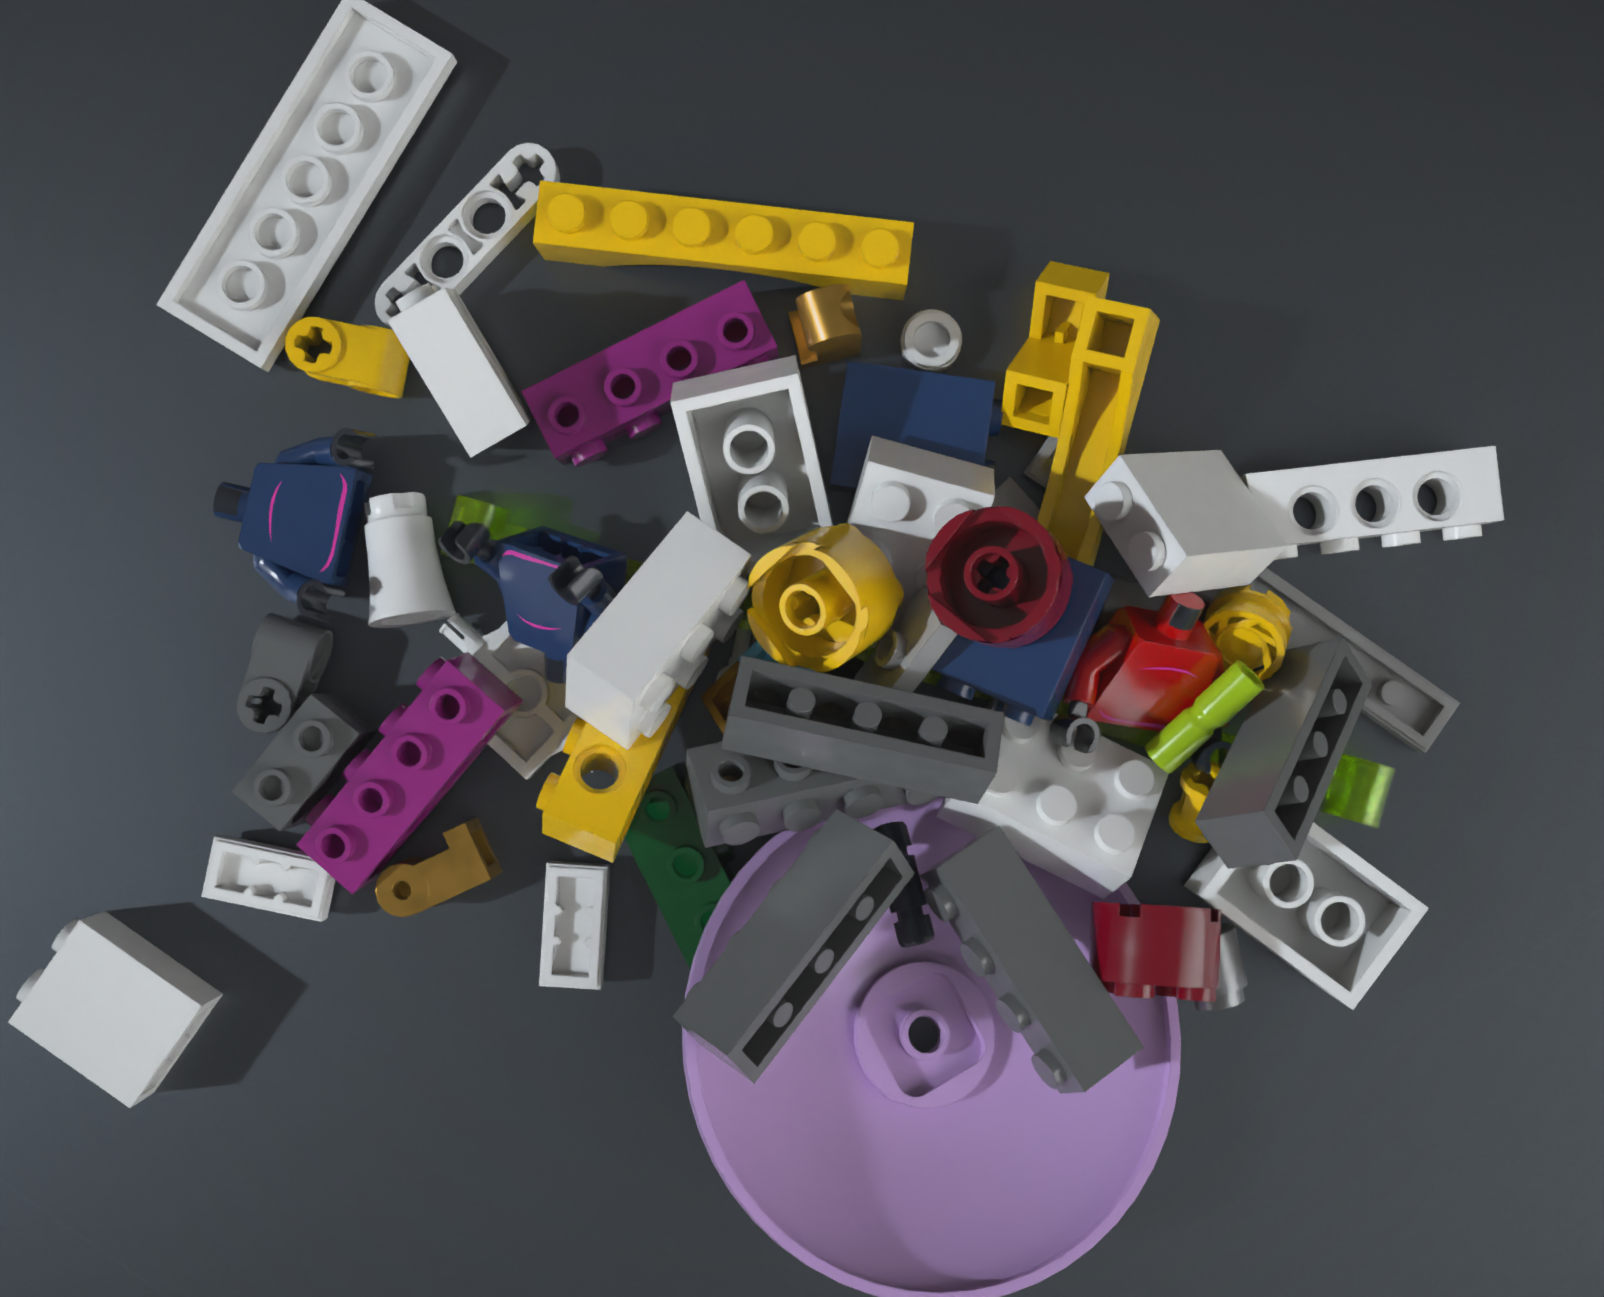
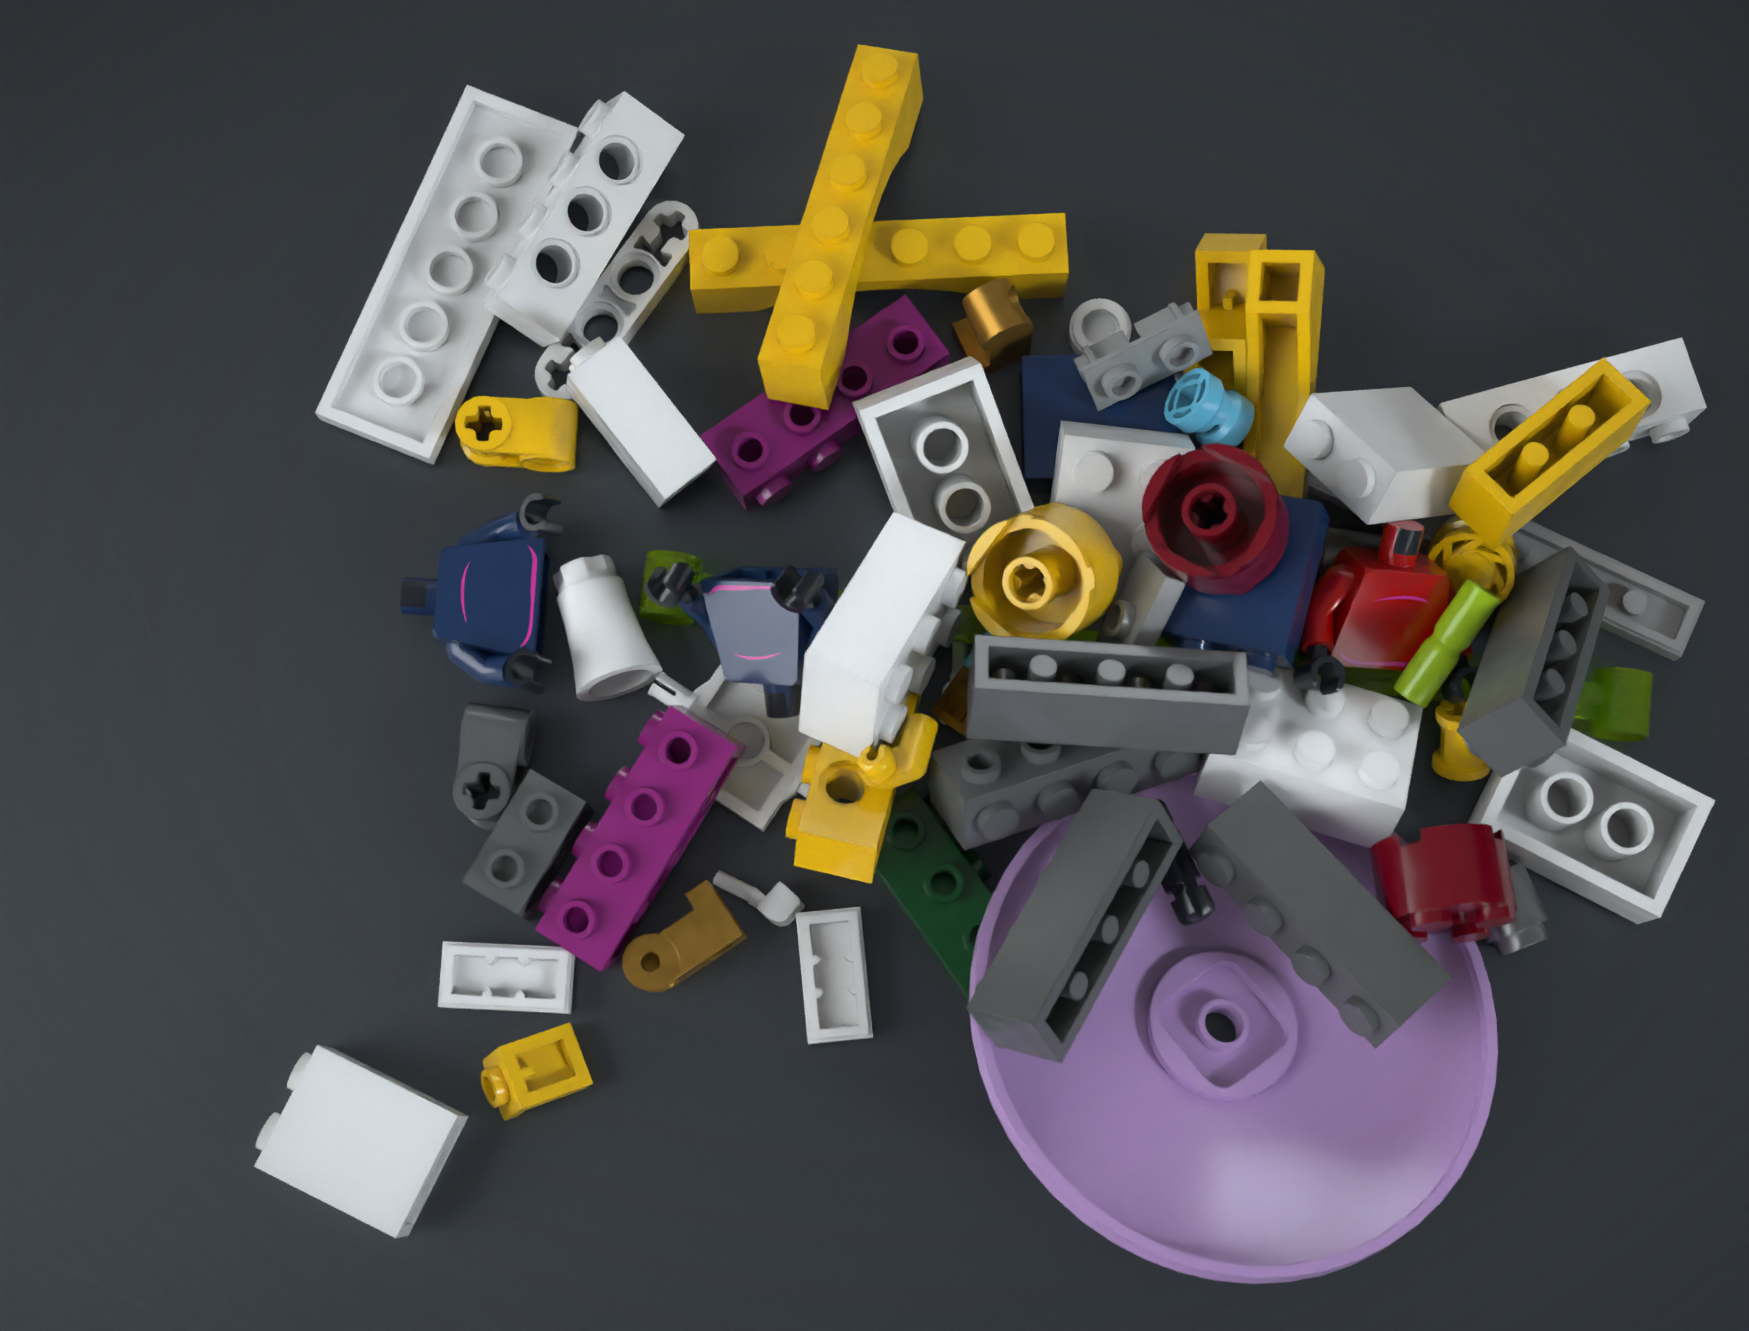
camera: 10 degrees left, 10 degrees down
(285, 969) = (534, 1071): none -> yellow bracket
(512, 87) = (642, 149): none -> white brick
(530, 851) = (777, 906): none -> white hand
(651, 273) = (817, 295): none -> yellow arch
(659, 758) = (903, 763): none -> yellow arm
(992, 377) = (1167, 344): none -> light grey hinge
(1012, 441) = (1204, 407): none -> medium azure wheel
(1341, 550) = (1548, 453): none -> yellow brick

